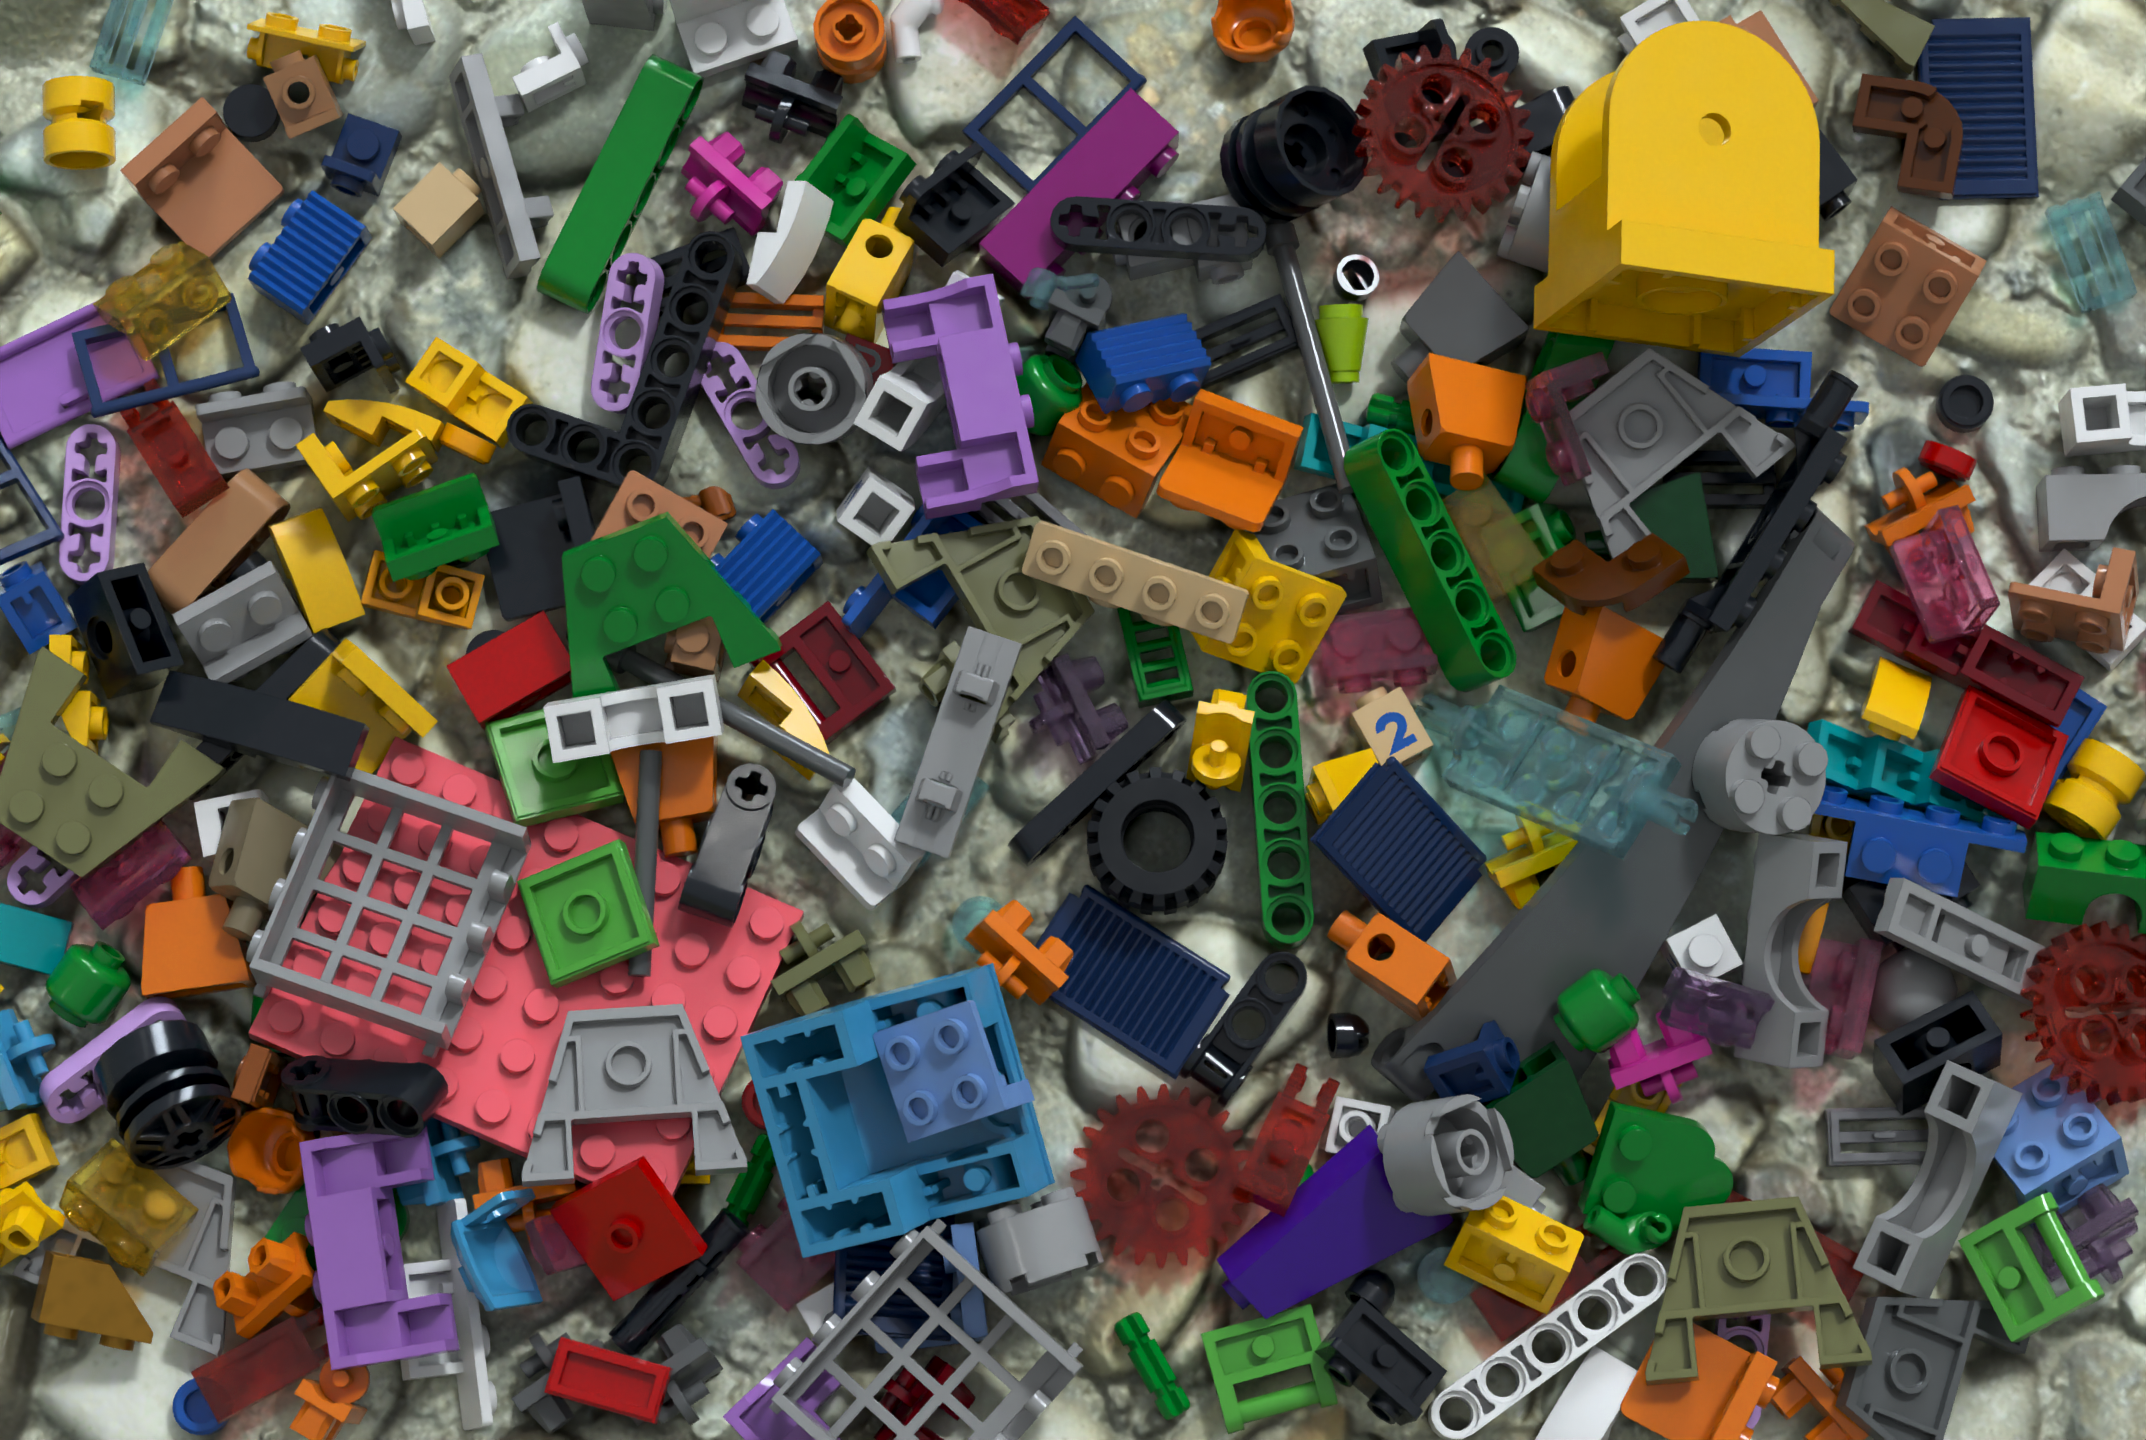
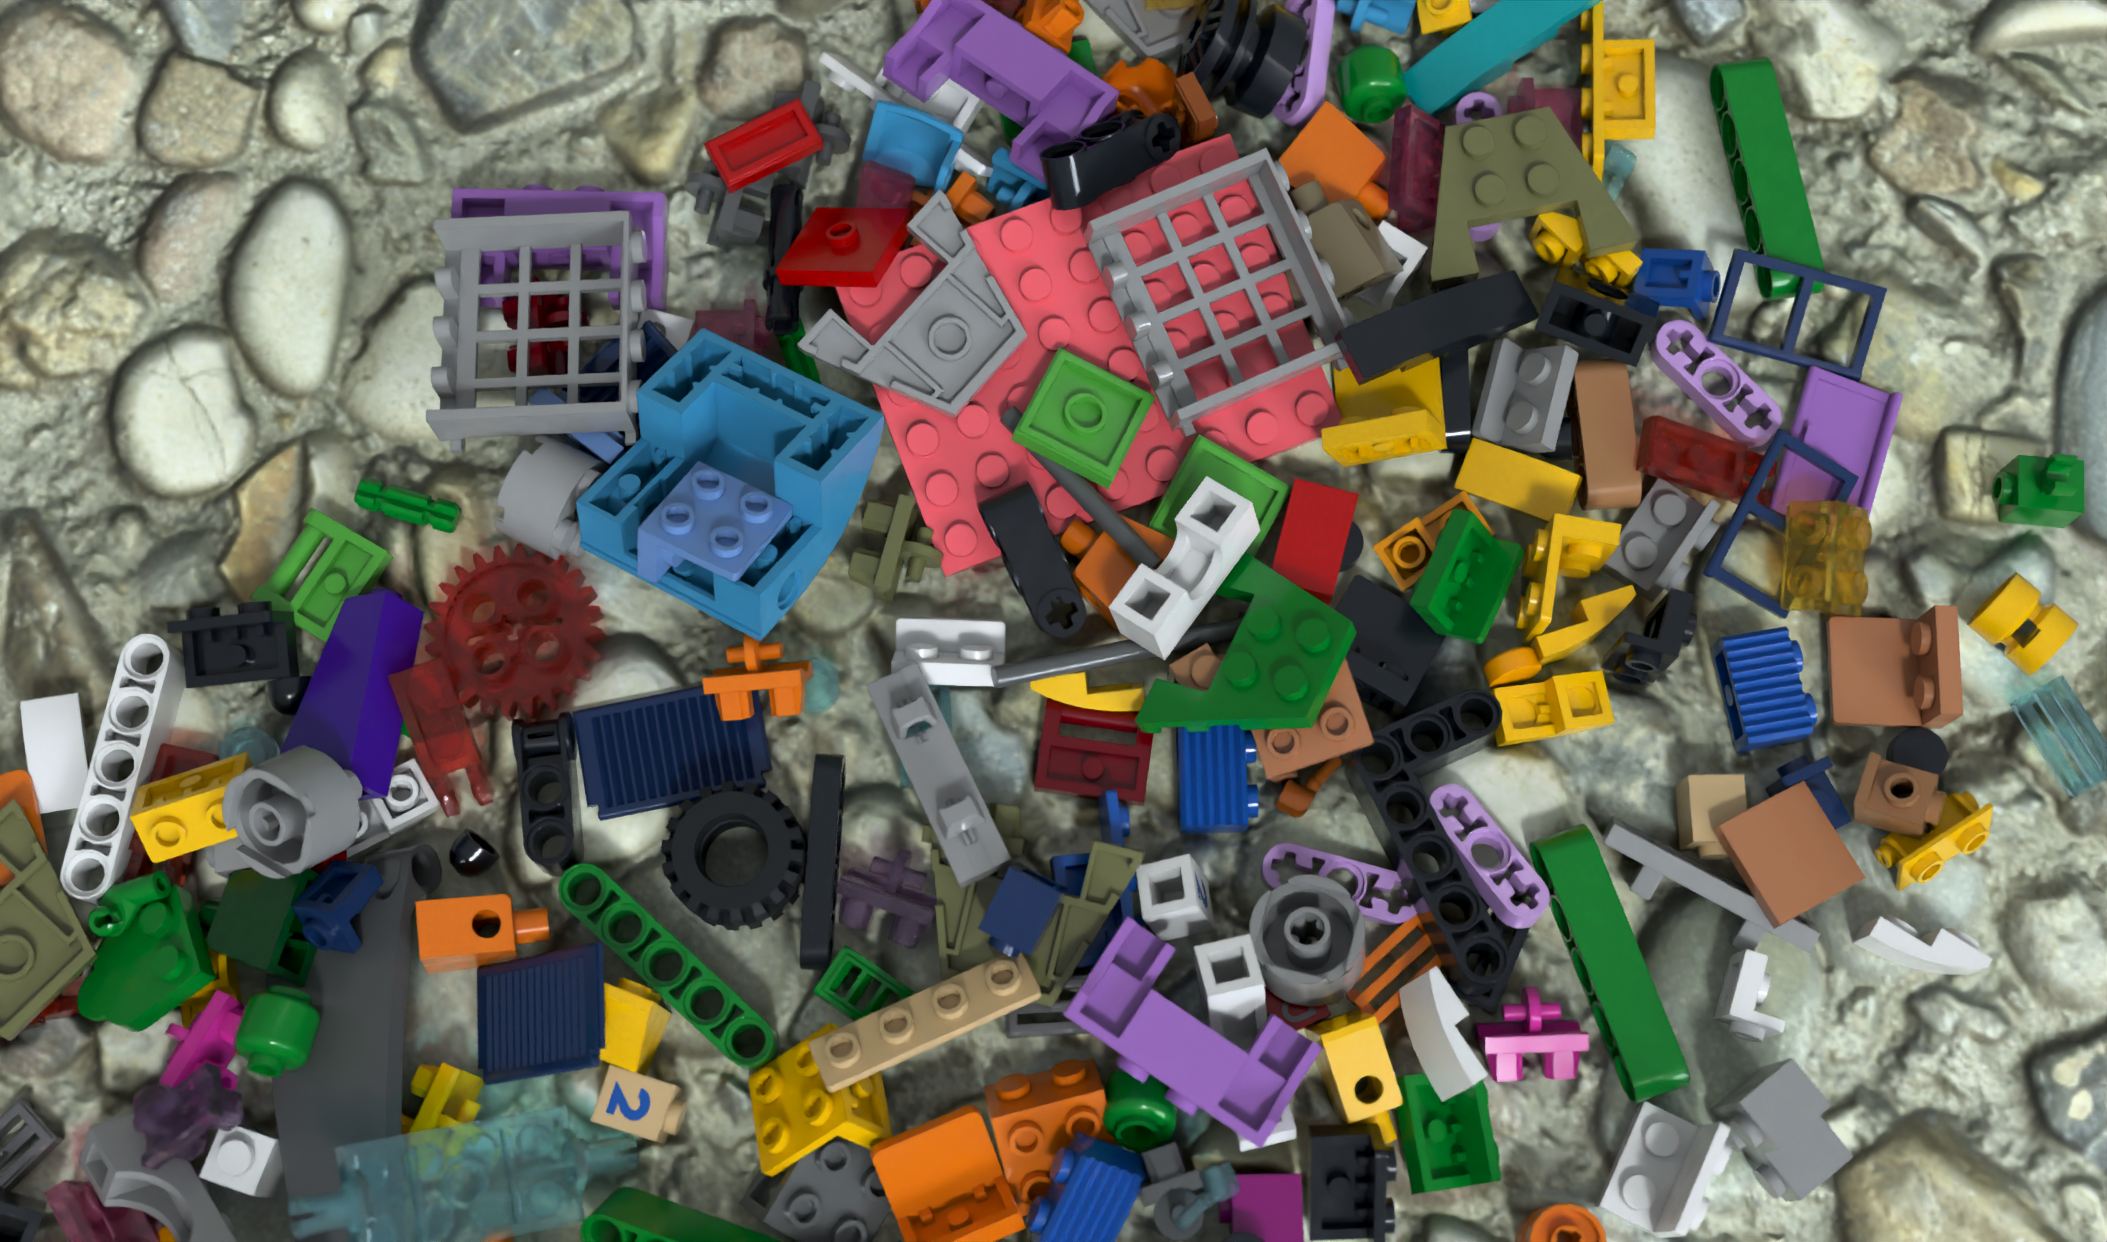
camera: 135 degrees right, 5 degrees down
(422, 126) = (1788, 854): none -> nougat slope
(791, 102) = (1550, 1146): black hips -> none
(994, 587) = (1021, 911): none -> dark blue brick
(1221, 741) = (751, 967): yellow hips -> none
(1376, 648) = (708, 1160): clear pink bracket -> none

